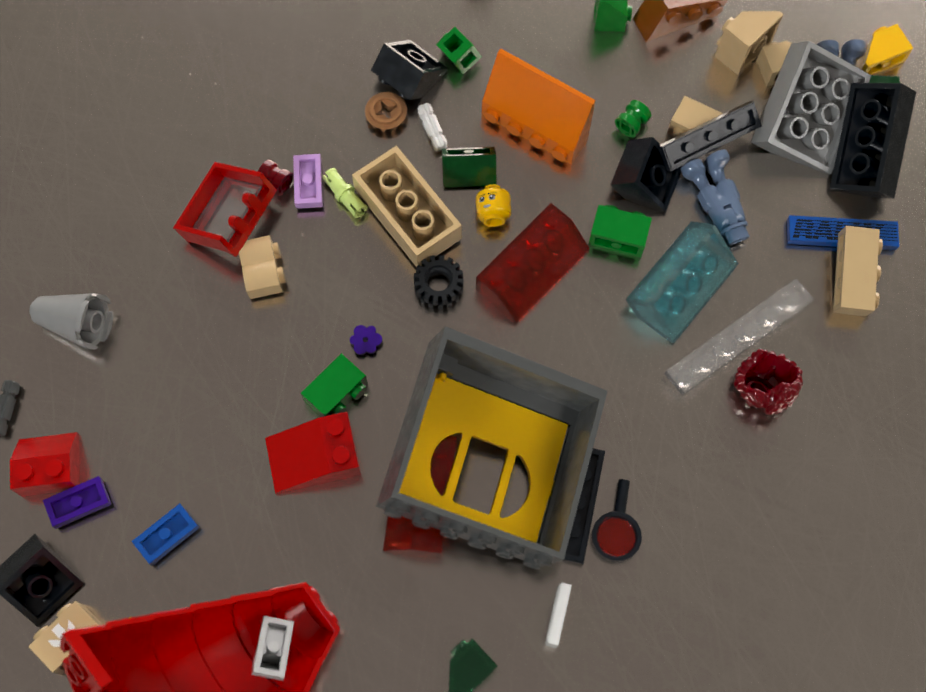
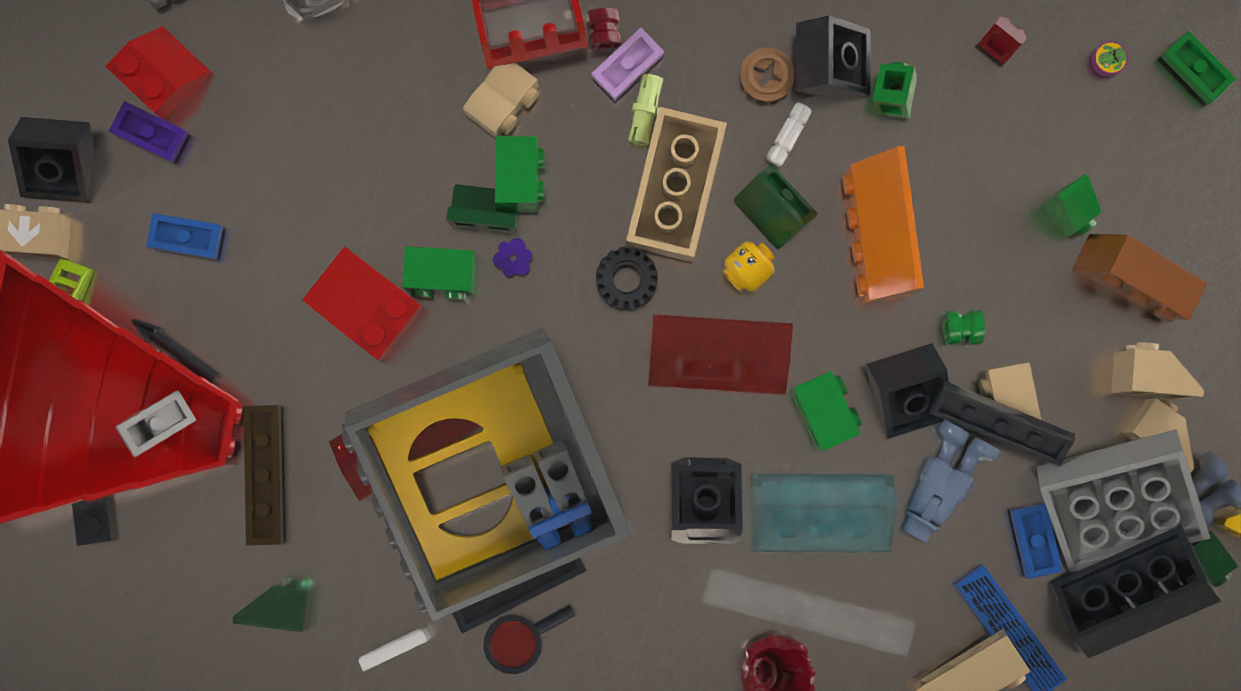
camera: 50 degrees right, 15 degrees up
(317, 293) = (517, 174): none -> green brick
(320, 333) = (476, 209): none -> dark green panel
(368, 611) = (263, 475): none -> dark brown plate
(537, 426) = (550, 506): none -> dark grey hips
(621, 341) = (706, 501): none -> black slope
(797, 176) = (1036, 541): none -> blue plate

